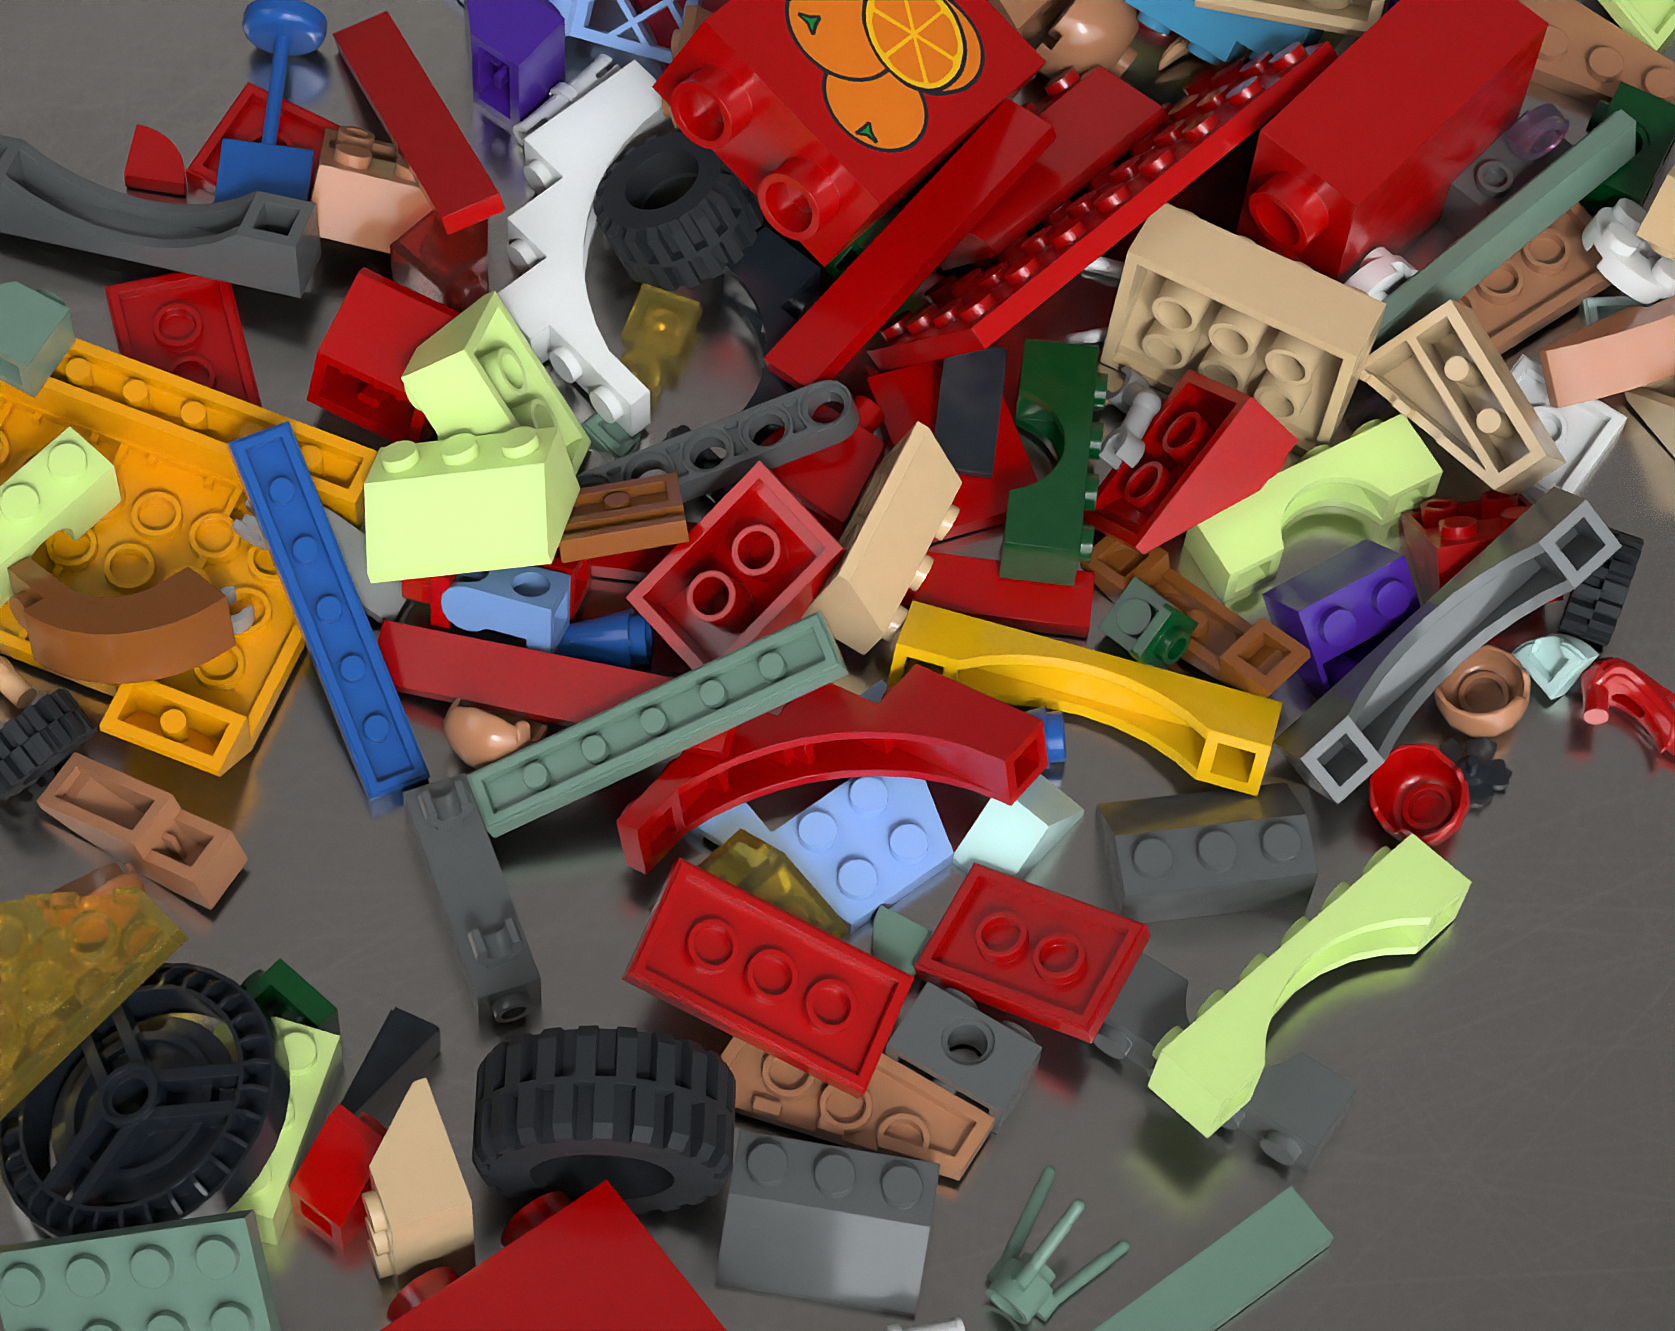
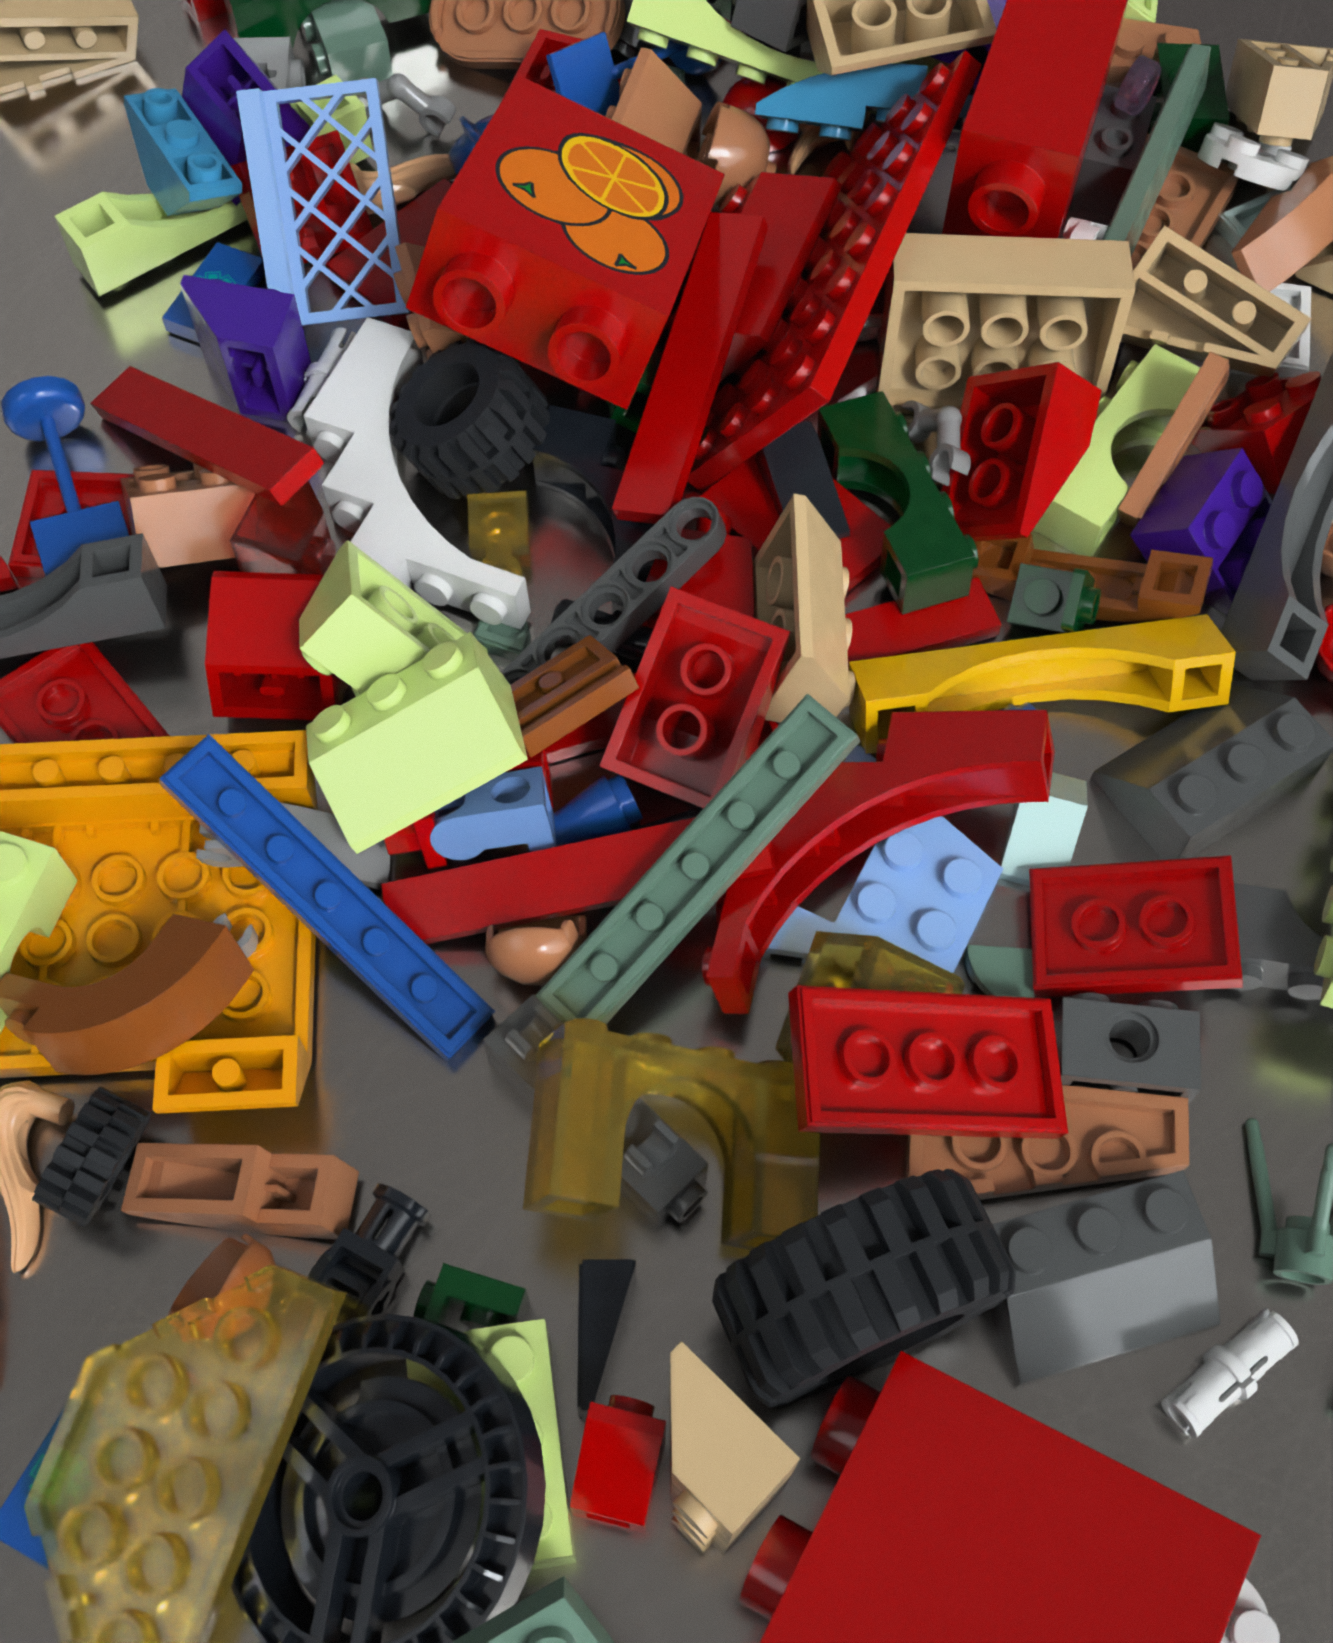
camera: 20 degrees left, 0 degrees up
(221, 931) = (368, 1260): none -> black connector
(477, 859) = (582, 1109): none -> clear yellow arch
(1355, 516) = (1175, 438): none -> nougat tile

